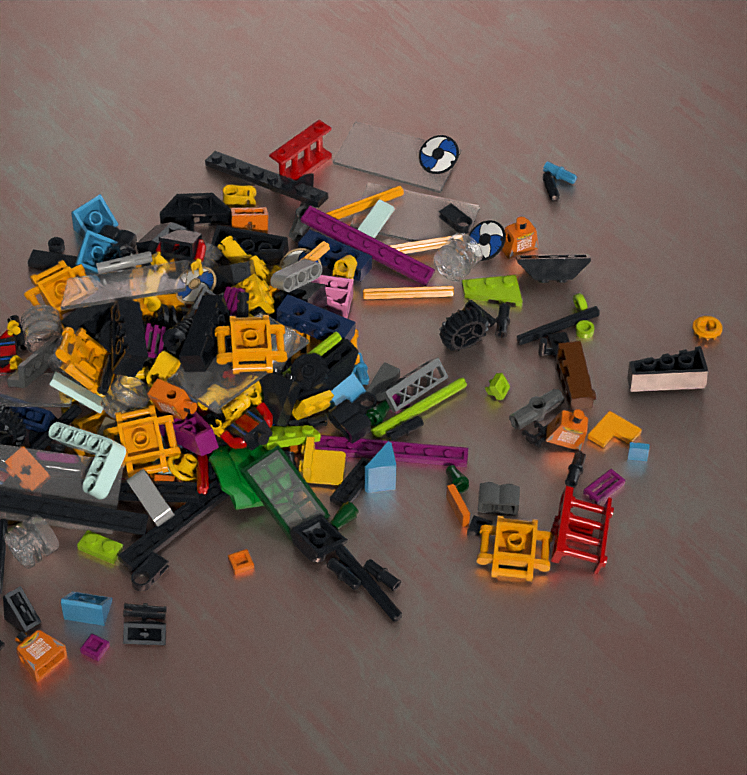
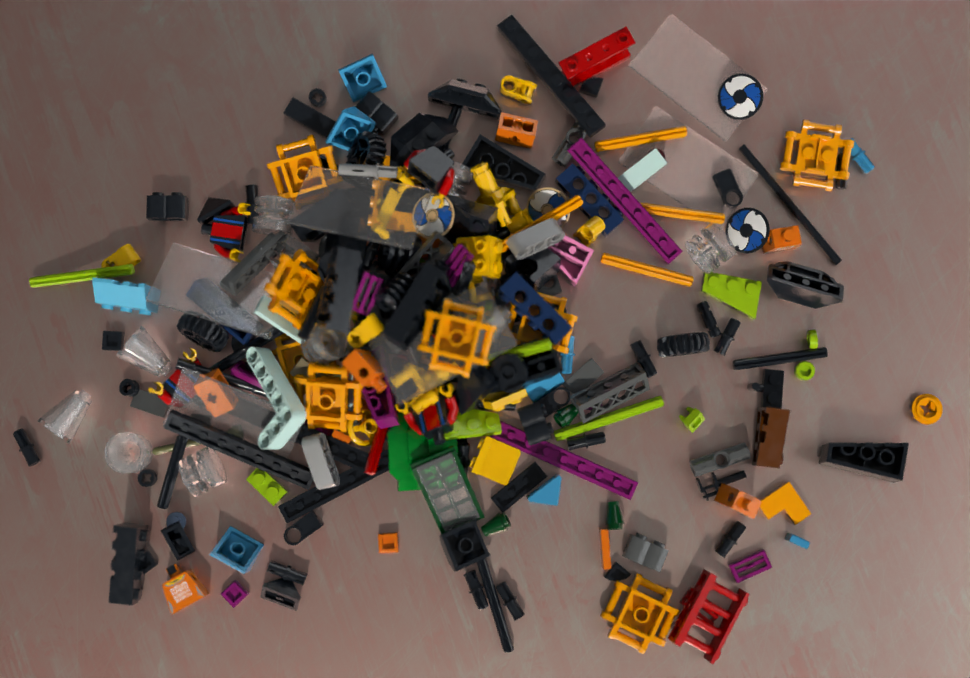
camera: 20 degrees right, 35 degrees up
(431, 353) = (643, 358): none -> black axle
(522, 177) = (816, 155): none -> light orange brick
(545, 232) = (790, 204): none -> black piece

